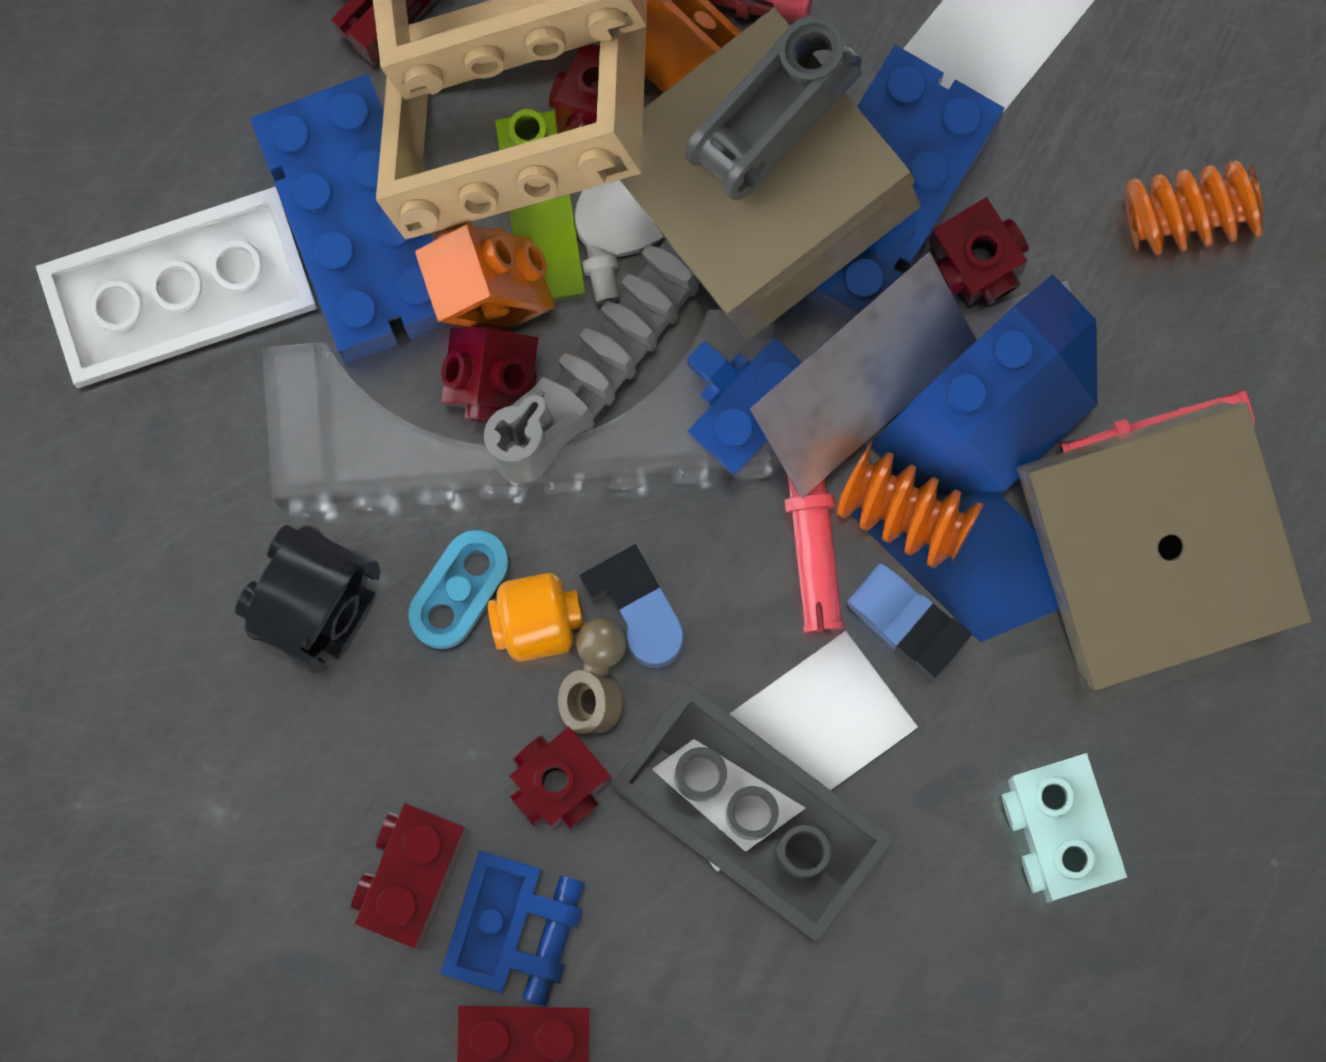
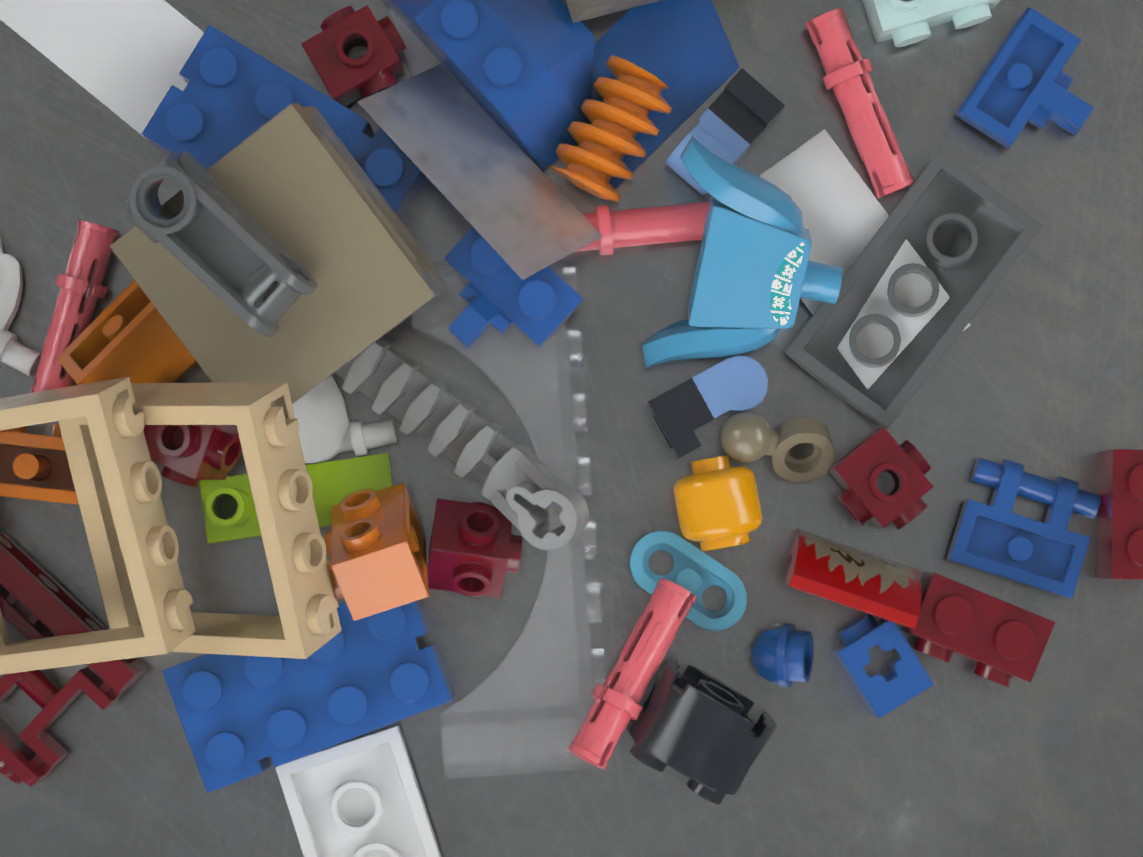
camera: 95 degrees left, 5 degrees up
(350, 774) = (906, 674): none -> blue brick
(367, 529) = (626, 684): none -> coral pin
(383, 687) = (784, 655): none -> blue plate
(459, 748) = (855, 578): none -> red slope
(772, 640) = (746, 269): none -> dark azure torso
(952, 756) = (855, 92): none -> coral pin
(967, 929) = (1027, 83): none -> blue hinge

